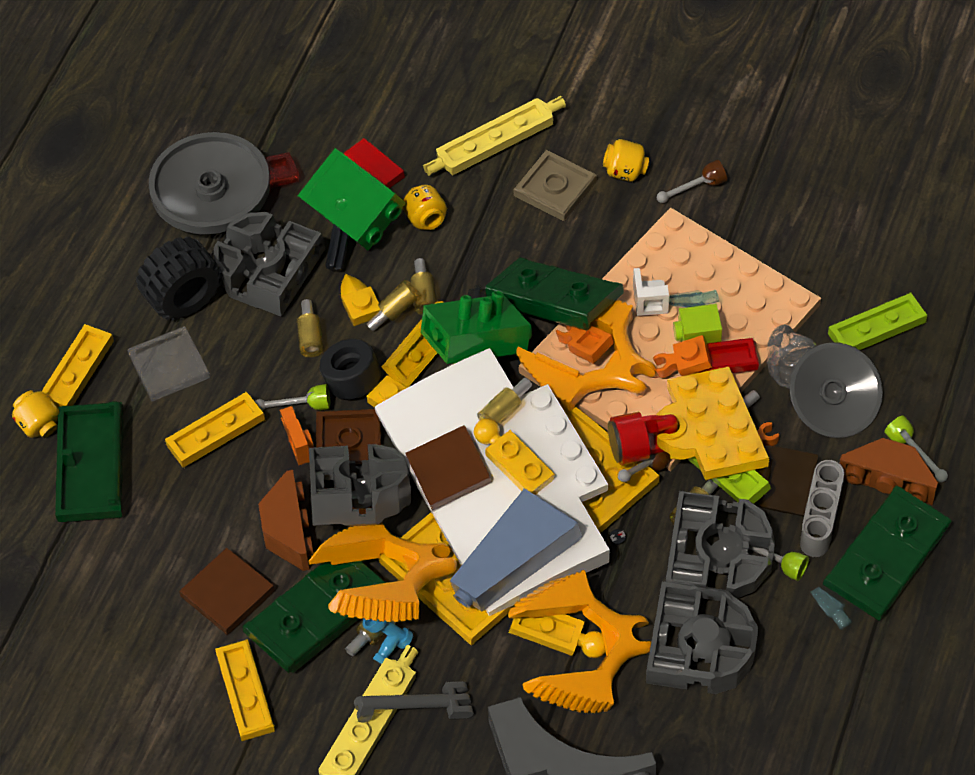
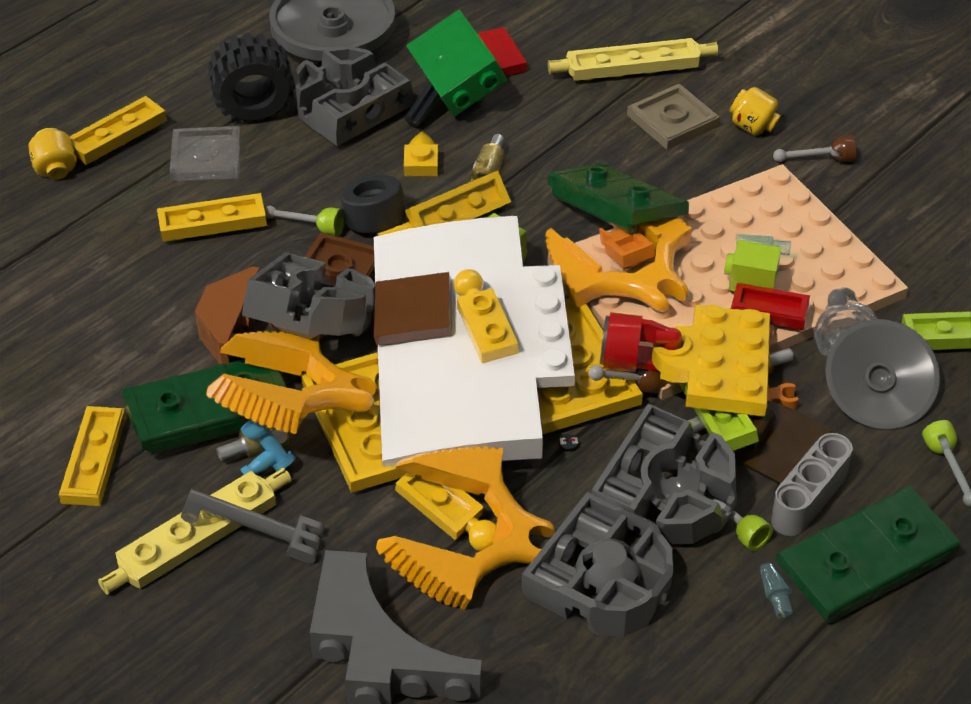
camera: 20 degrees right, 10 degrees down
(89, 462) = (75, 208): dark green container -> none
(227, 591) = (133, 358): reddish brown tile -> none
(282, 169) = (406, 28): clear red plate -> none
(298, 439) = (286, 237): orange plate -> none
(309, 331) = (355, 162): clear yellow piece -> none
(395, 304) = (450, 162): clear yellow piece -> none
(424, 207) = (528, 93): yellow head -> none
(474, 325) = (529, 195): green piece -> none
(504, 403) = (502, 264): clear yellow piece -> none
(513, 550) = (433, 403): sand blue slope -> none
(650, 296) = (716, 228): white panel -> none
(688, 358) = (727, 290): orange plate -> none
(889, 464) = (908, 460): dark orange slope -> none

